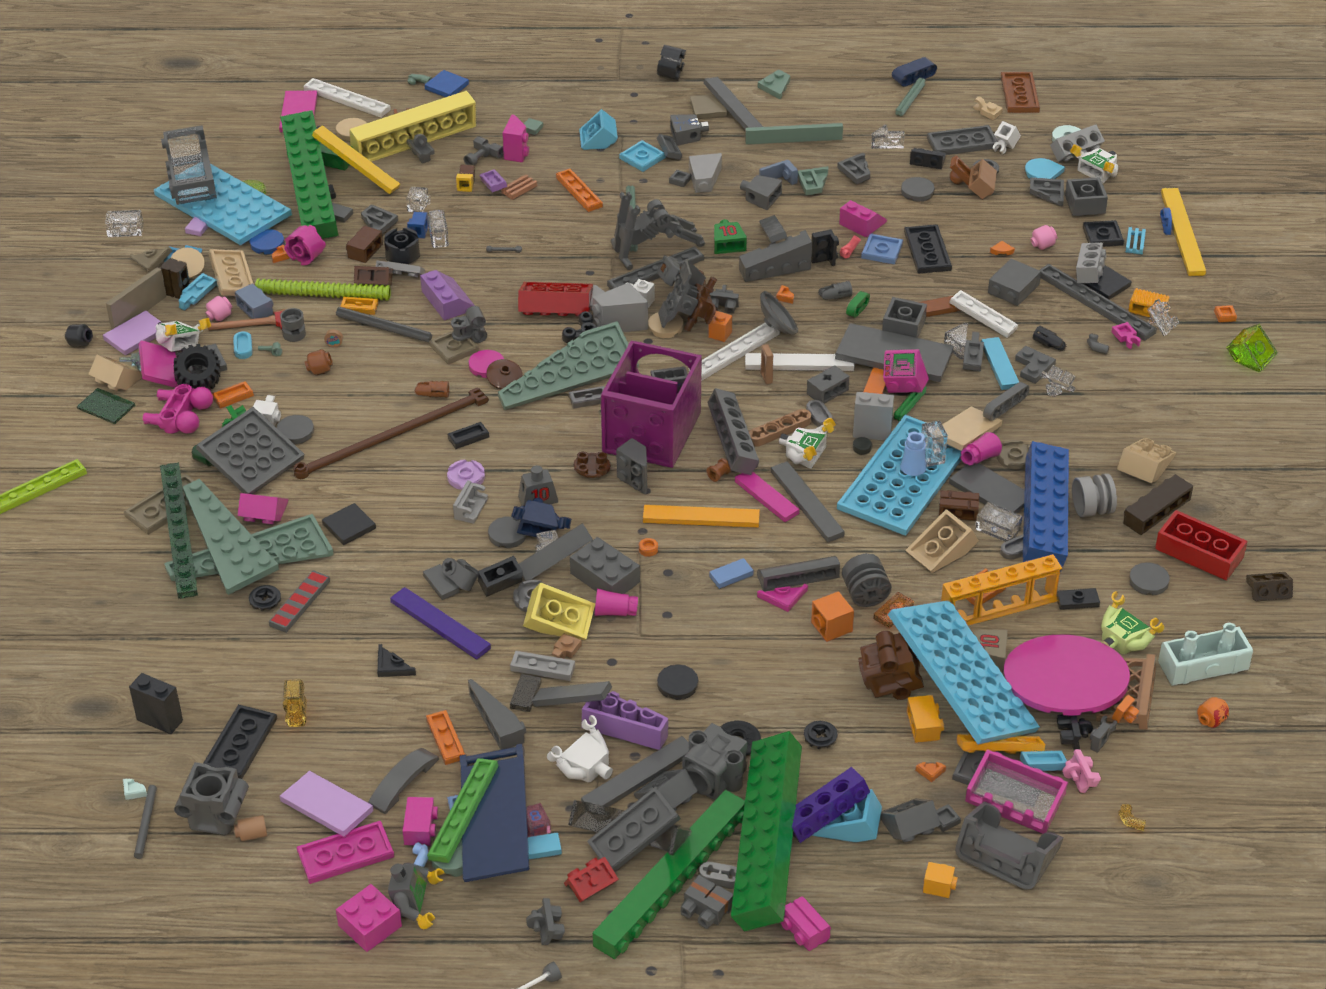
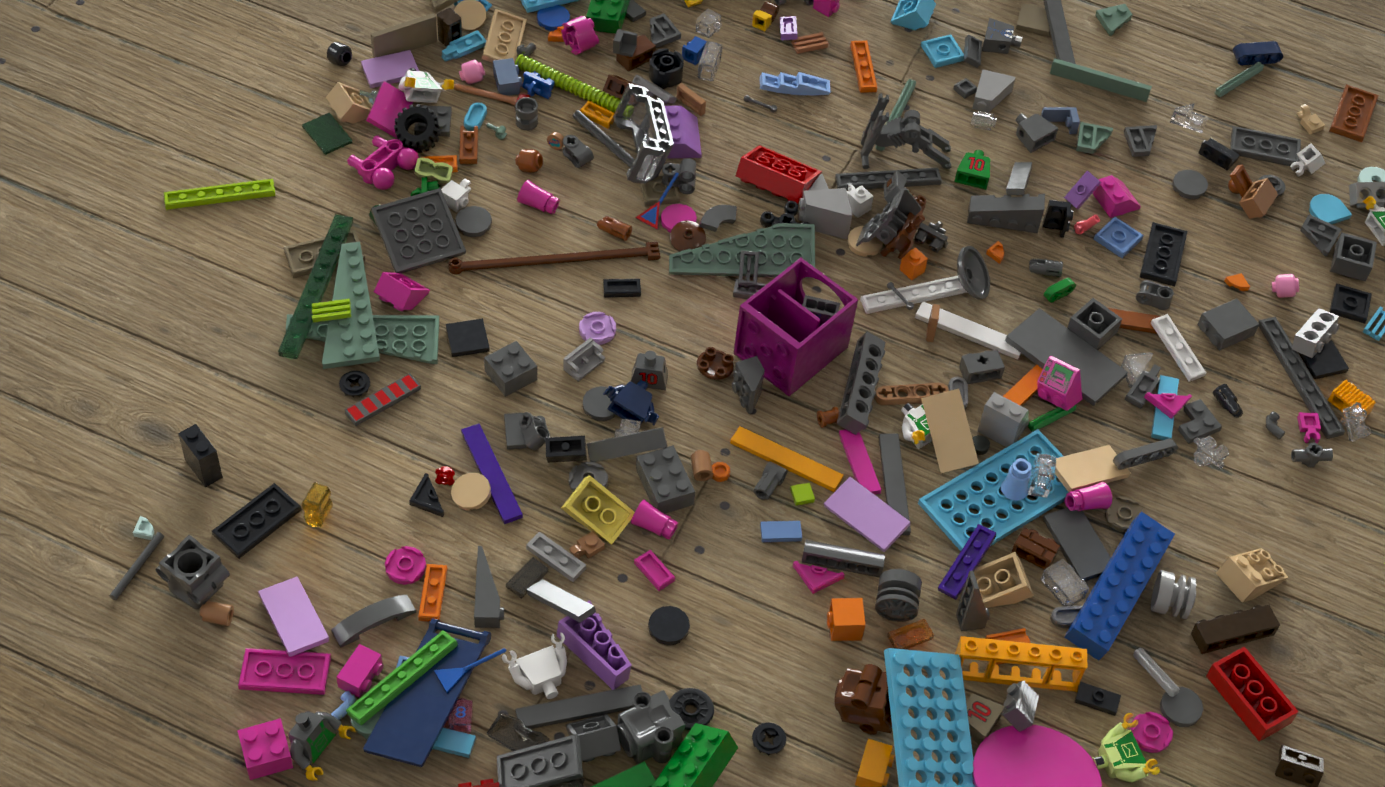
camera: 20 degrees right, 10 degrees up
(209, 541) = (331, 309): none -> lime tile
(236, 397) = (438, 171): none -> yellowish green brick
(252, 369) = (468, 146): none -> dark orange hinge
(258, 274) = (526, 51): none -> dark grey arm
(287, 299) = (537, 85): none -> blue hips
(346, 388) = (537, 197): none -> dark pink plant
(353, 235) = (625, 43): none -> dark grey panel
(358, 340) = (576, 151): none -> dark grey piece
(395, 636) = (445, 476): none -> red plate
(405, 725) = (405, 565): none -> dark pink tile
(407, 532) = (510, 368): none -> dark grey brick
(419, 297) = (649, 129): none -> dark grey windscreen
(431, 643) = (471, 491): none -> tan tile
(442, 264) = (691, 99): none -> medium nougat tile
(460, 368) = (651, 215): none -> piece
(509, 791) = (450, 677): none -> blue piece
(522, 347) = (718, 215): none -> dark grey tile
(530, 222) = (795, 85): none -> light blue slope
(581, 390) = (747, 282): none -> dark grey tile
(630, 546) = (701, 465): none -> medium nougat brick
(637, 644) = (654, 570): none -> dark pink tile
(697, 536) = (772, 477): none -> dark grey piece
(712, 197) = (983, 120): none -> clear brick
(732, 538) = (802, 494): none -> lime tile
(736, 359) = (909, 305): none -> dark grey hinge
(799, 531) = (867, 514): none -> lavender tile
(832, 218) = (1082, 190): none -> medium lavender plate
(834, 439) = (950, 431): none -> tan tile
(907, 535) = (967, 561): none -> dark purple plate
(936, 564) = (971, 608): none -> dark grey slope
(942, 280) = (1156, 295): none -> dark grey piece
(1000, 356) = (1168, 402): none -> dark pink tile
(1020, 624) = (1020, 705): none -> dark grey brick
(1114, 559) = (1156, 672): none -> light grey axle
(1139, 605) = (1152, 732): none -> dark pink tile
(1141, 354) = (1311, 455): none -> dark grey axle

